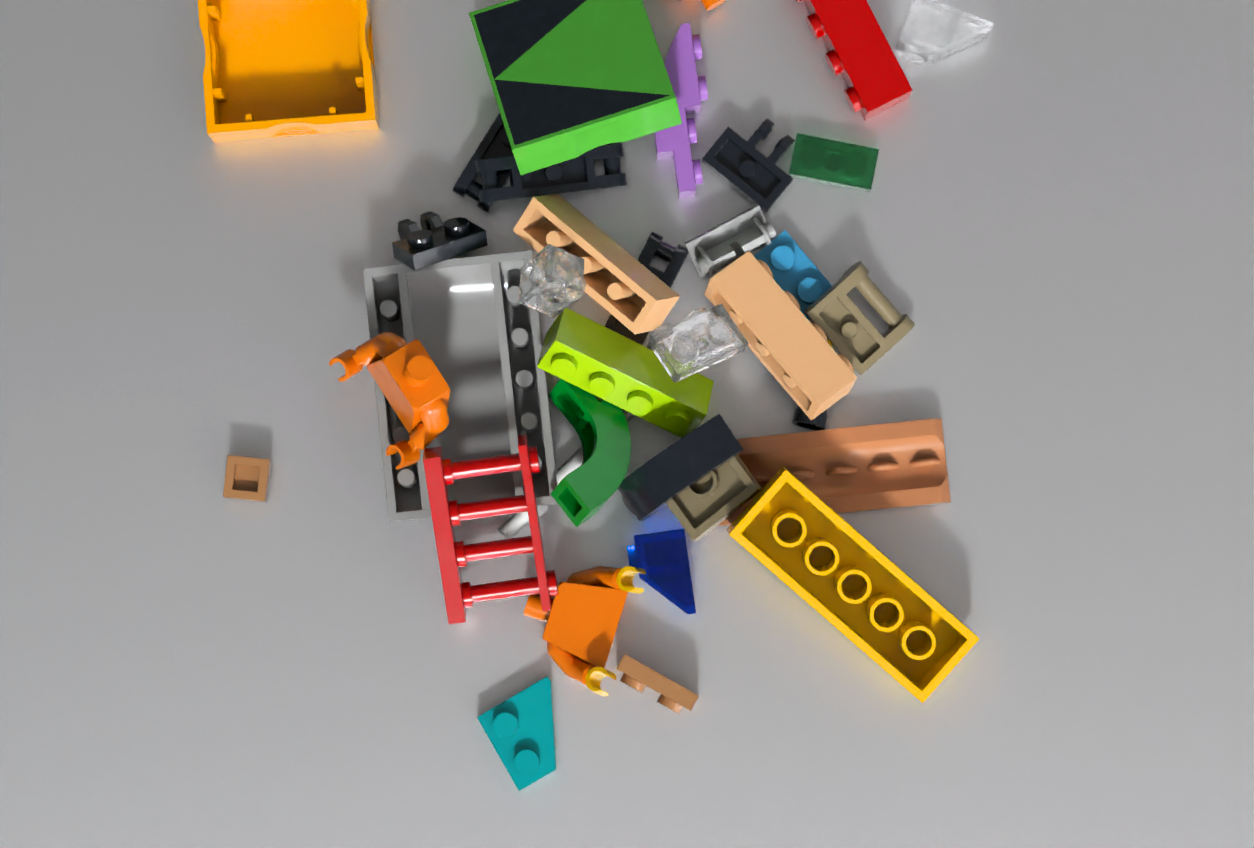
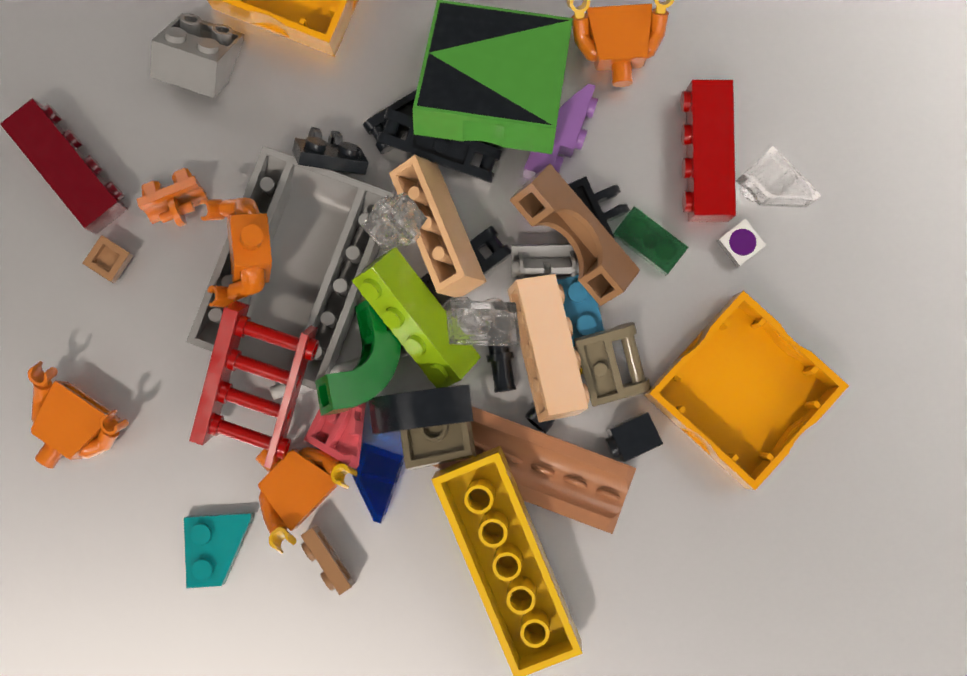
camera: 25 degrees right, 0 degrees up
(146, 399) = (64, 166): none -> dark red brick
(228, 203) = (195, 54): none -> light grey slope
(287, 379) = (172, 201): none -> orange hips
(300, 674) = (69, 420): none -> orange torso
(600, 541) = (339, 434): none -> coral wing
(741, 383) = (501, 368): none -> black pin
(795, 214) = (603, 264): none -> medium nougat arch
(921, 386) = (633, 437): none -> black brick
(934, 115) = (741, 243): none -> tile
(1016, 276) = (745, 391): none -> light orange tile

